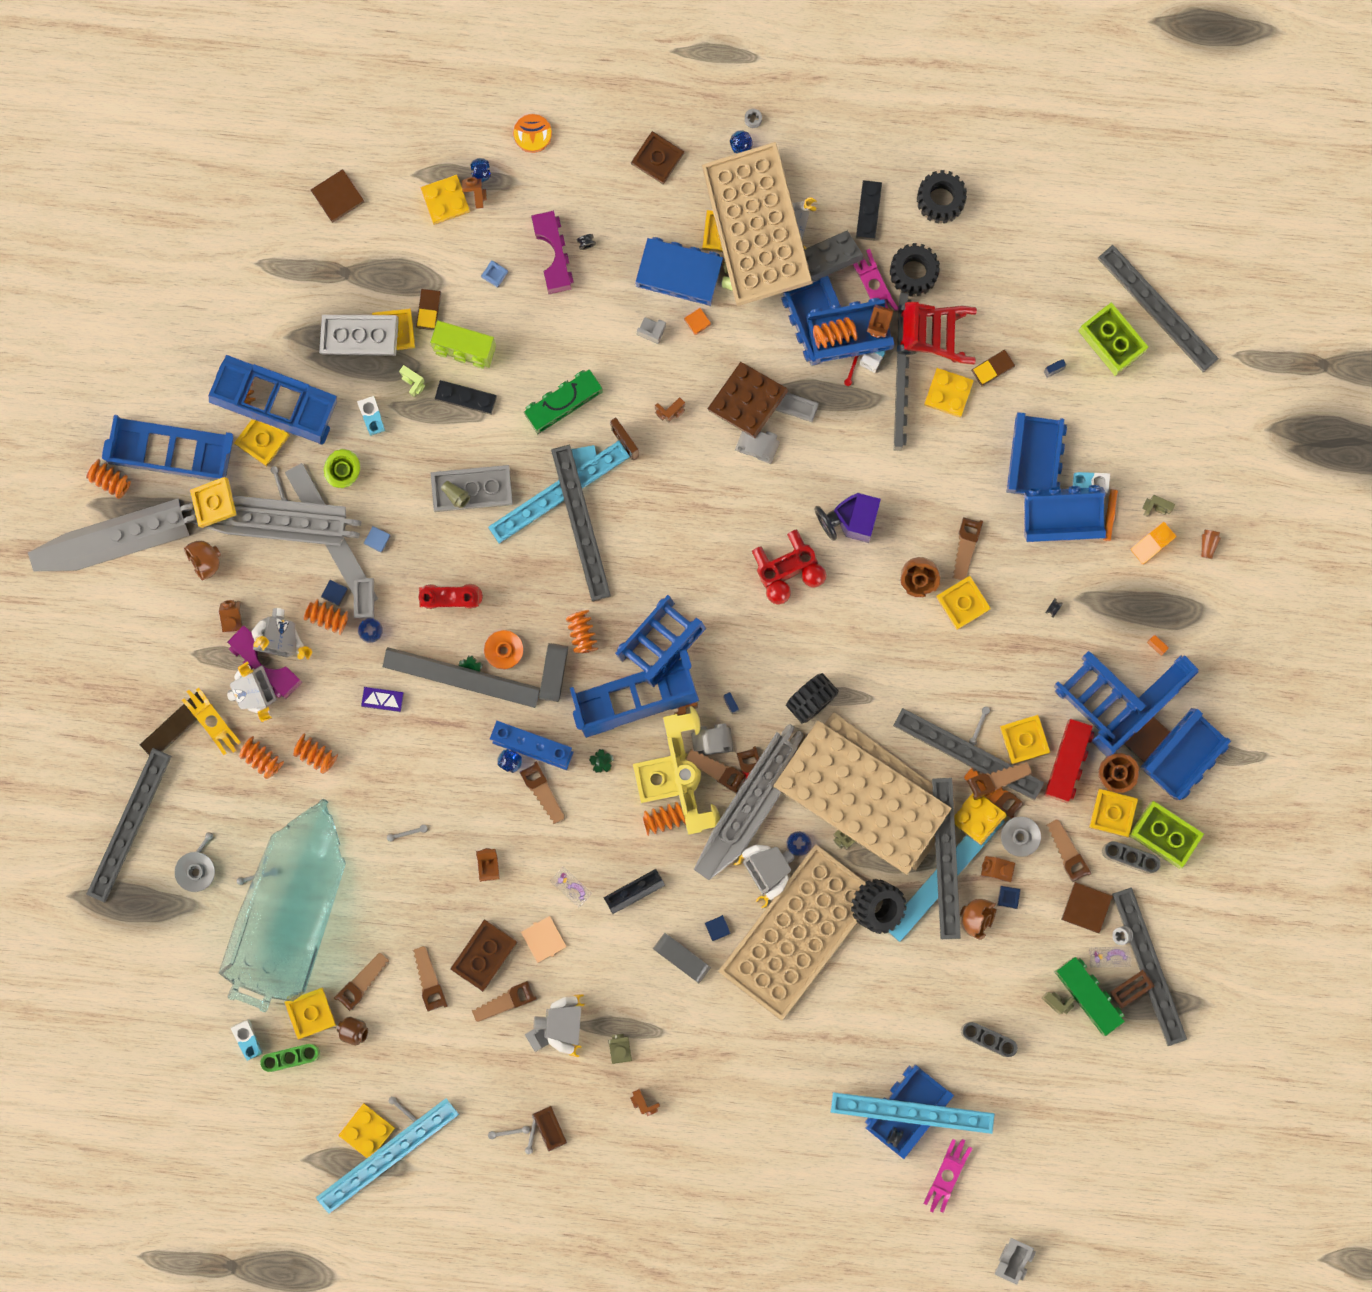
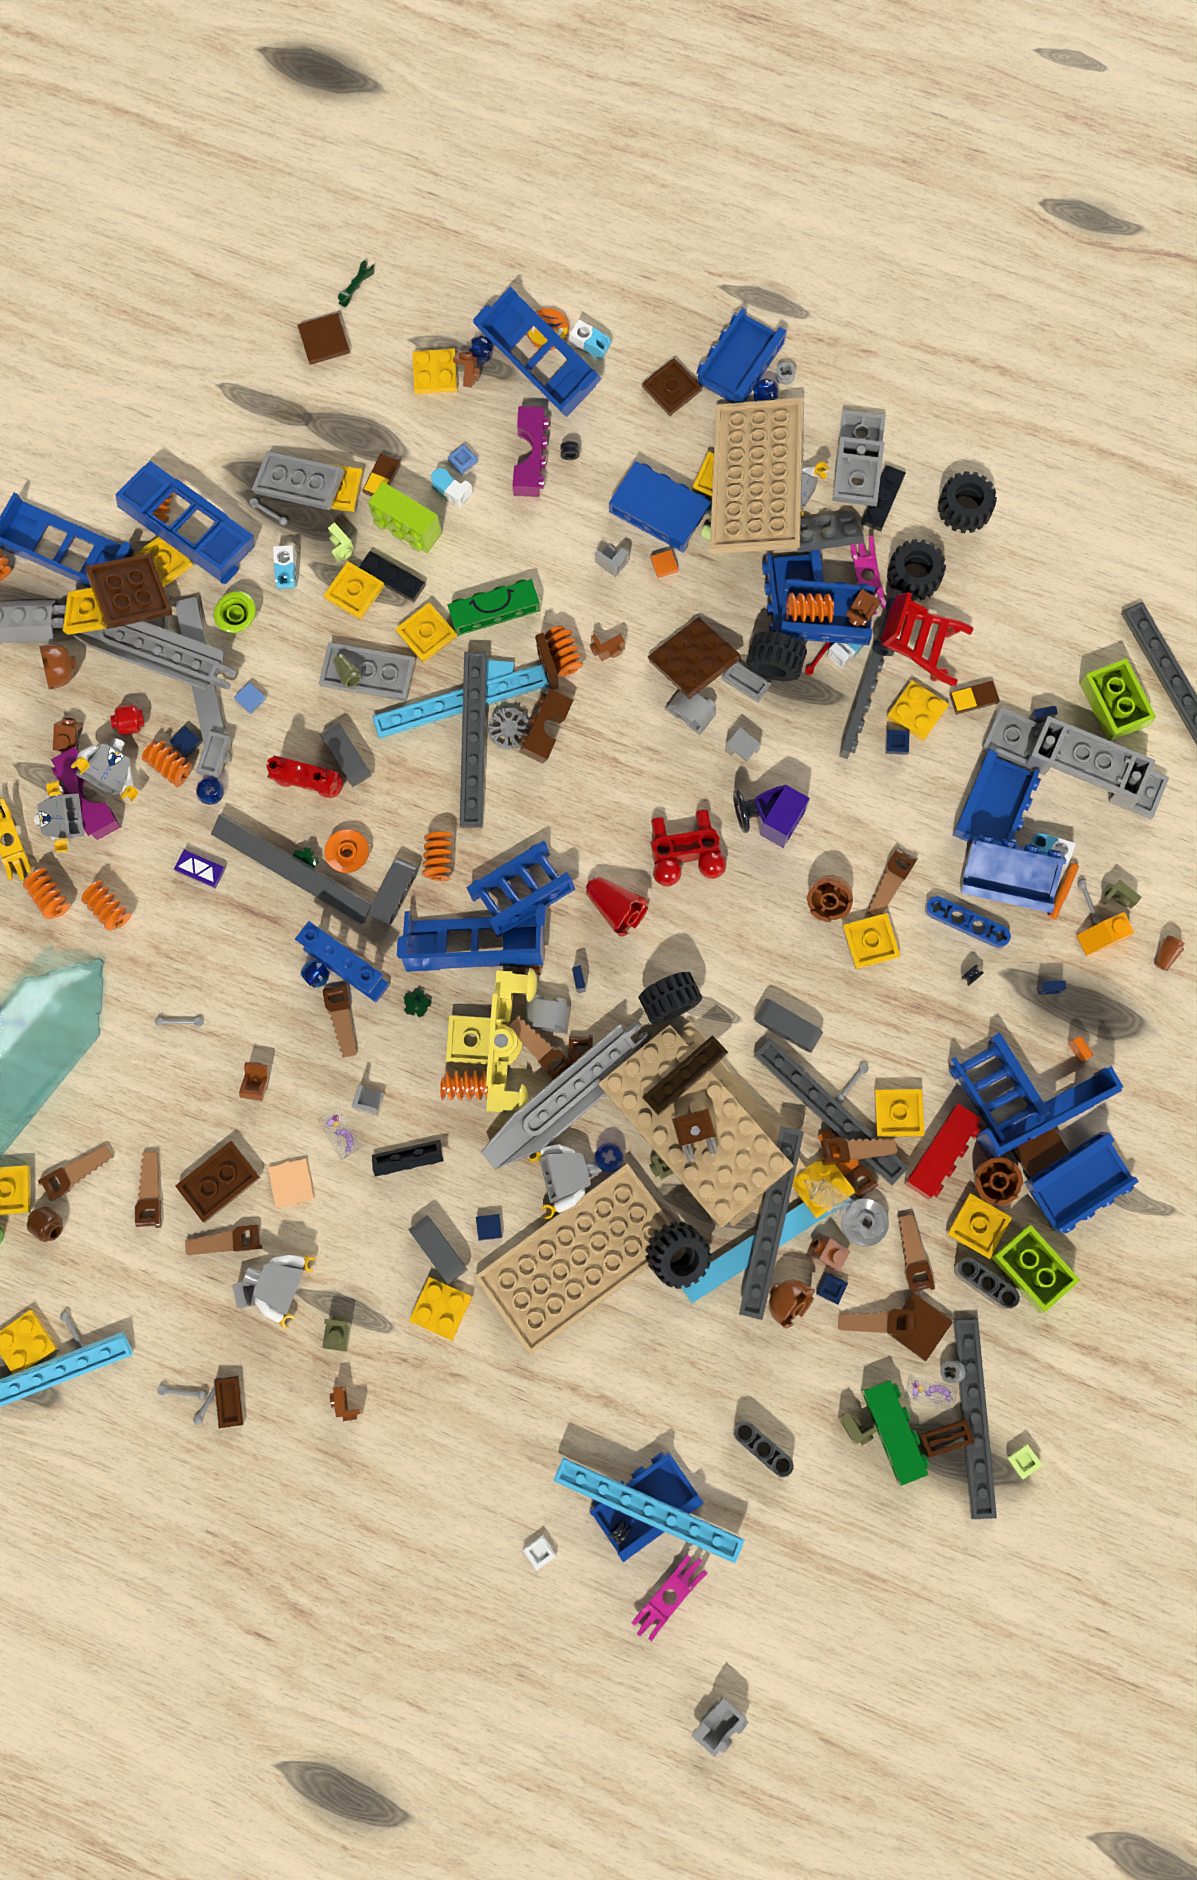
camera: 20 degrees right, 5 degrees down
(246, 476) = (128, 590): none -> reddish brown plate
(279, 588) = (127, 719): none -> red head
(324, 363) = (254, 503): none -> light grey hinge
(353, 125) = (345, 296): none -> dark green piece
(437, 419) = (354, 590): none -> yellow plate
(476, 566) = (345, 755): none -> dark grey beam
(491, 304) = (450, 488): none -> leg
(498, 141) = (509, 322): none -> blue piece
(511, 440) = (426, 633): none -> yellow plate
(573, 135) = (589, 339): none -> leg
(587, 853) = (367, 1100): none -> light grey panel
(607, 504) = (507, 728): none -> light grey wheel
(634, 424) = (562, 652): none -> orange piece
(634, 510) = (536, 741): none -> reddish brown arch
(698, 1004) = (440, 1308): none -> yellow plate
(710, 115) = (740, 358): none -> blue panel
(743, 631) = (617, 905): none -> red cone
(810, 465) = (742, 745): none -> light grey panel
(817, 381) = (776, 656): none -> black tyre
(834, 1172) = (539, 1552): none -> white tile
(839, 182) = (859, 458): none -> light grey bracket
(843, 759) = (685, 1075): none -> dark brown tile
(863, 801) = (695, 1128): none -> reddish brown piece
(914, 692) = (788, 1025): none -> dark grey beam
(939, 425) = (897, 742): none -> dark blue plate
(1000, 830) = (842, 1207): none -> clear plate
(1038, 563) = (969, 918): none -> blue beam
(1054, 914) = (879, 1322): none -> piece
(1093, 398) = (1081, 756): none -> light grey bracket
(1121, 600) = (1051, 987): none -> dark blue tile
(1143, 531) = (1096, 919): none -> light grey hinge
(1197, 989) = (1024, 1461): none -> yellowish green plate

